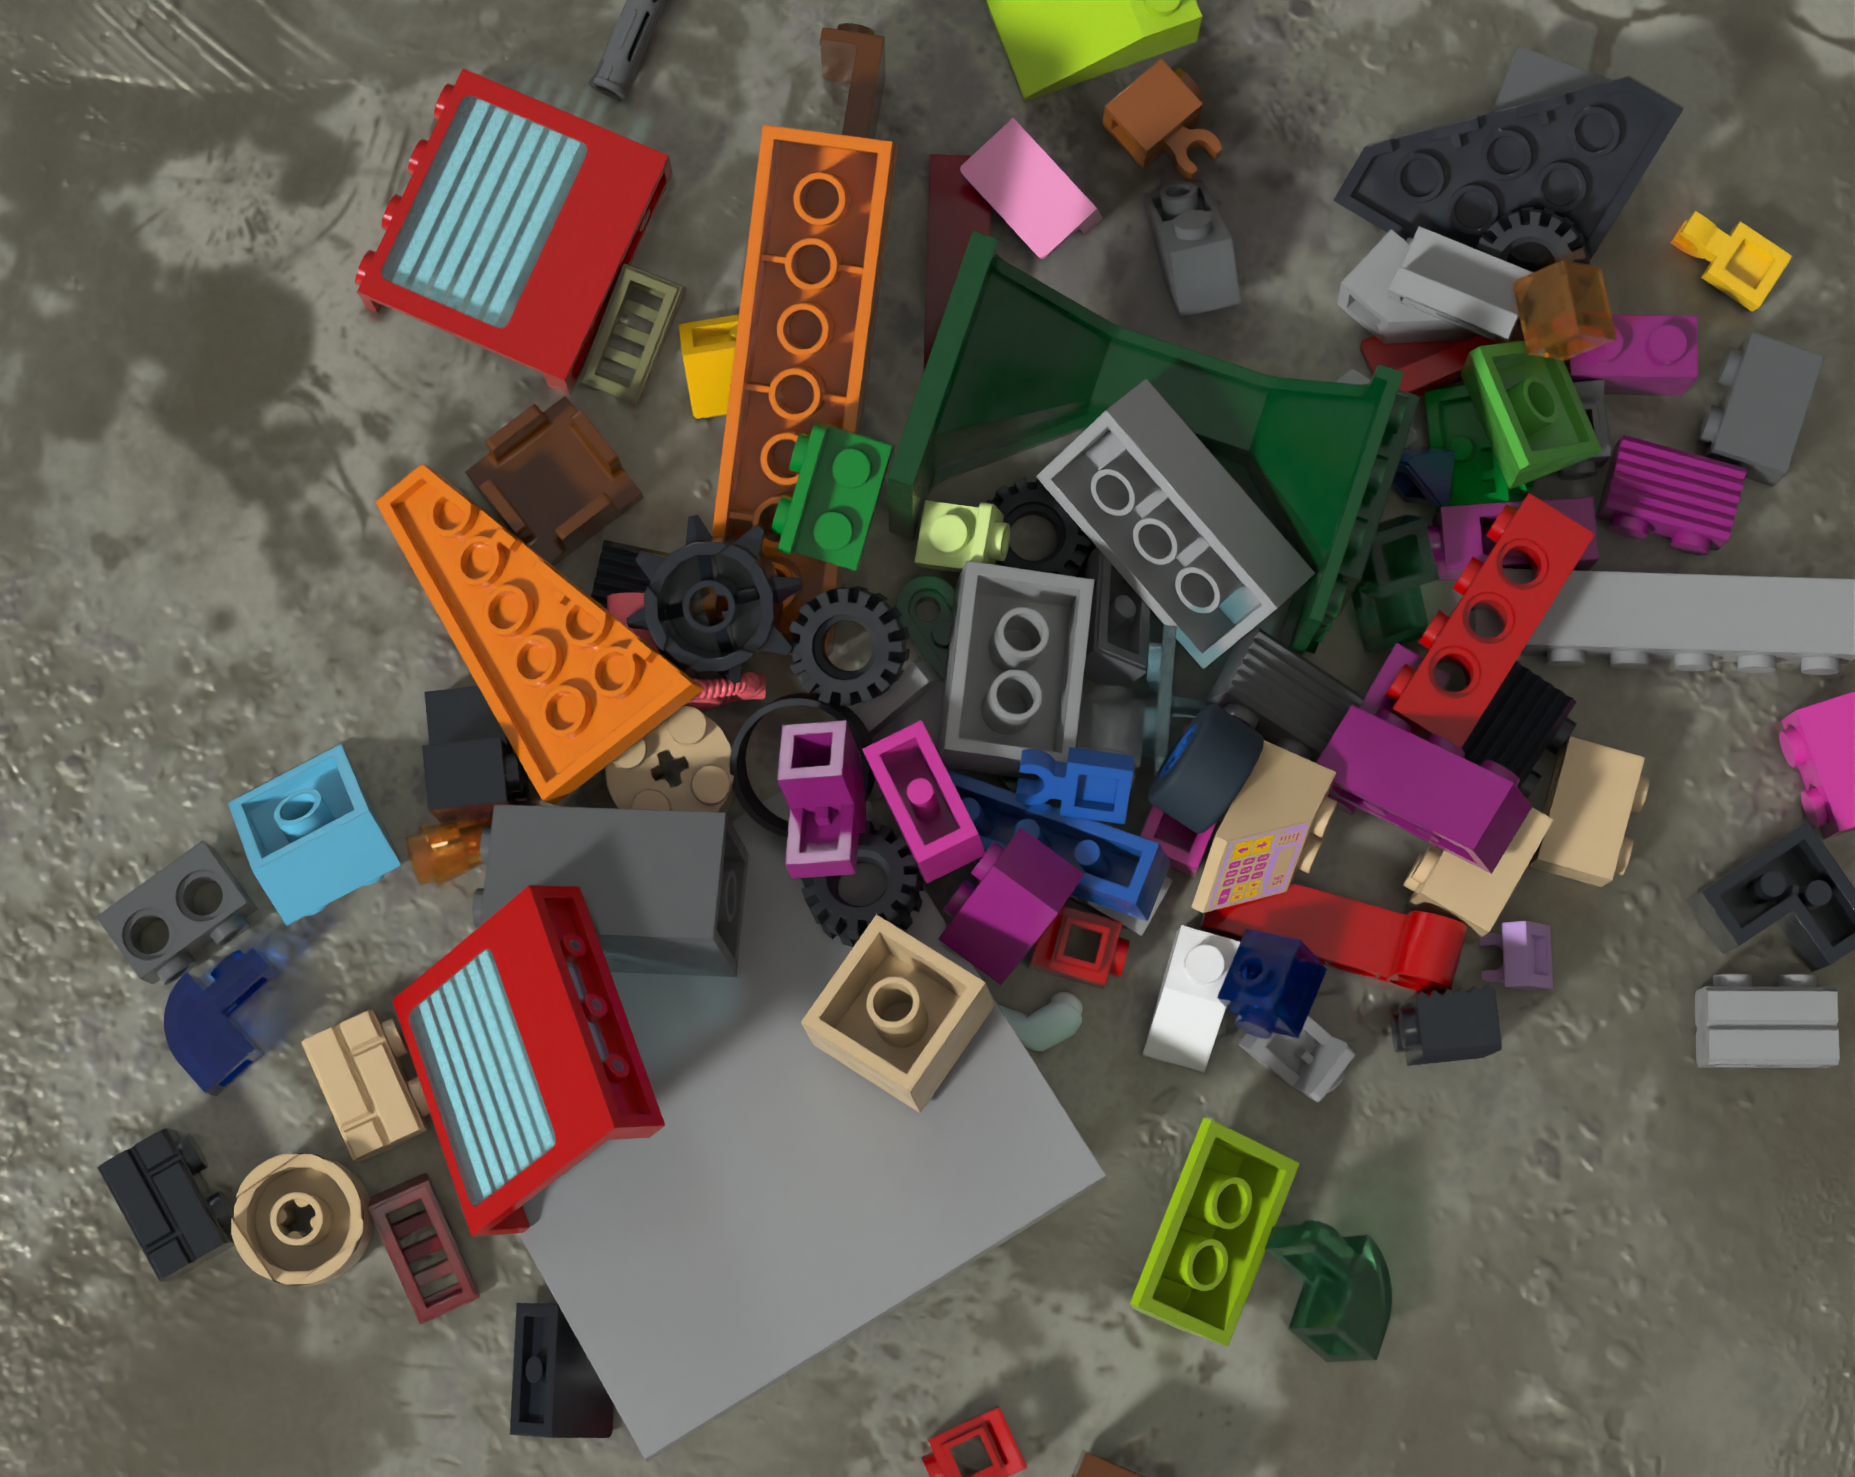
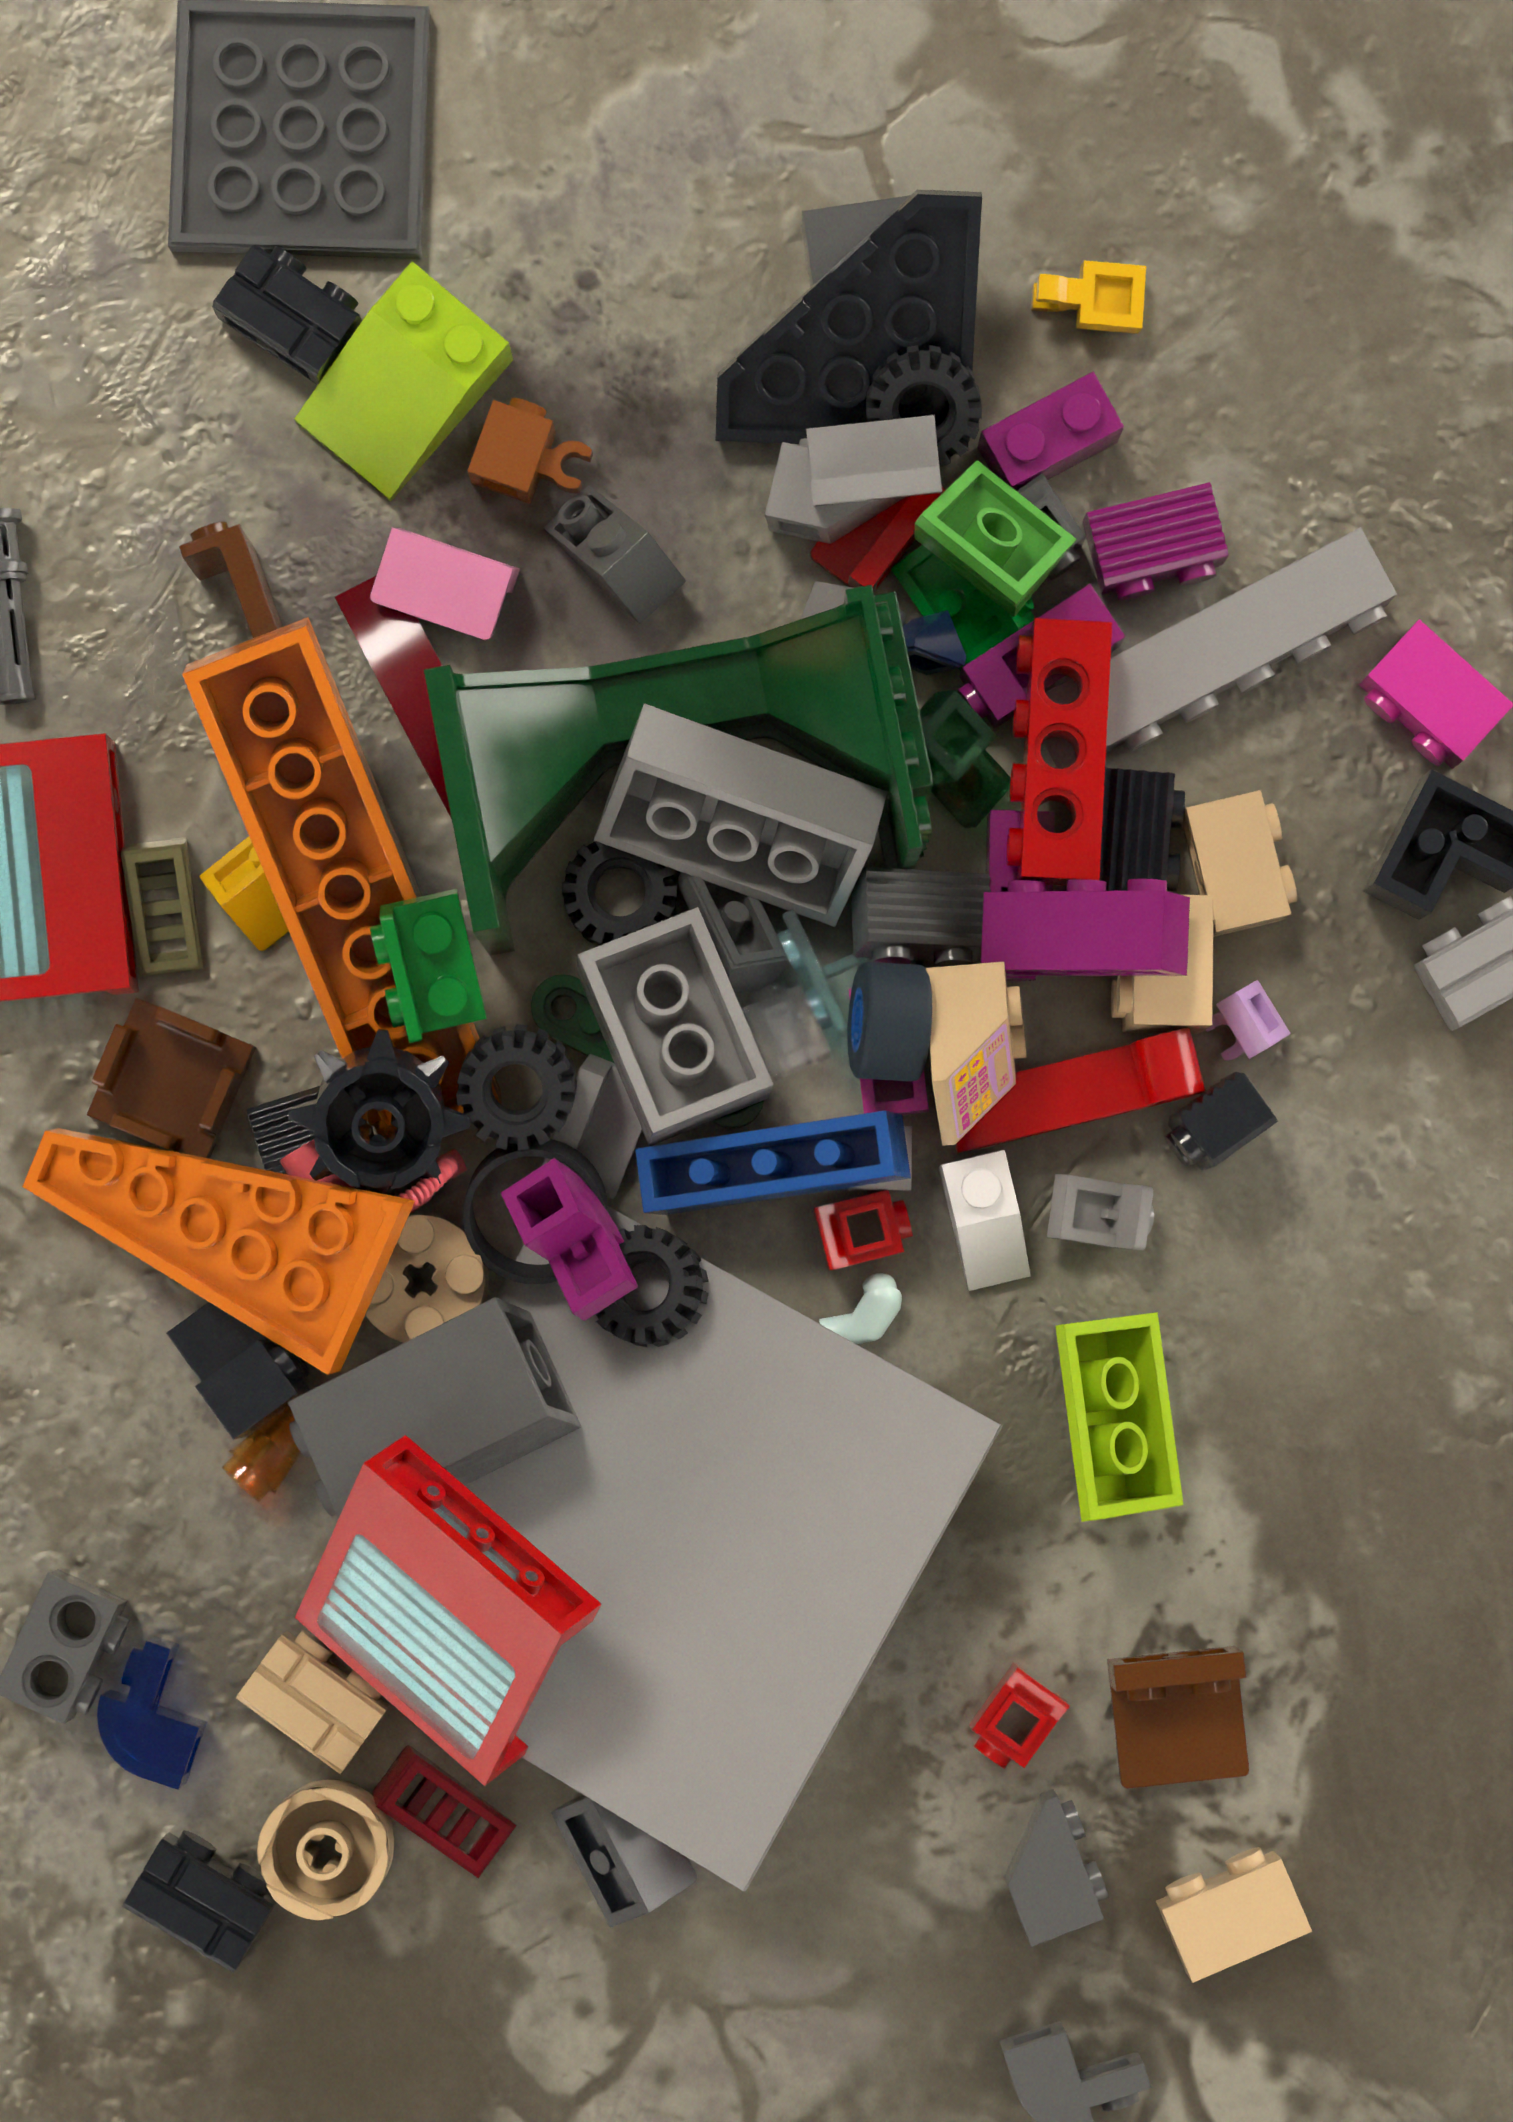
camera: 30 degrees left, 5 degrees up
(313, 835) = (139, 1510): medium azure slope -> none
(898, 1013) = (743, 1385): tan brick -> none
(924, 801) = (661, 1189): dark pink brick -> none
(961, 534) = (559, 930): yellowish green bracket -> none
(1010, 905) = (785, 1235): magenta brick -> none
(1089, 784) = (793, 1094): blue plate -> none
(1271, 984) = (1048, 1173): clear blue brick -> none
(1343, 1292) = (1256, 1400): clear green brick -> none
(1564, 310) = (975, 435): clear orange panel -> none
(1761, 406) = (1191, 418): dark grey brick -> none

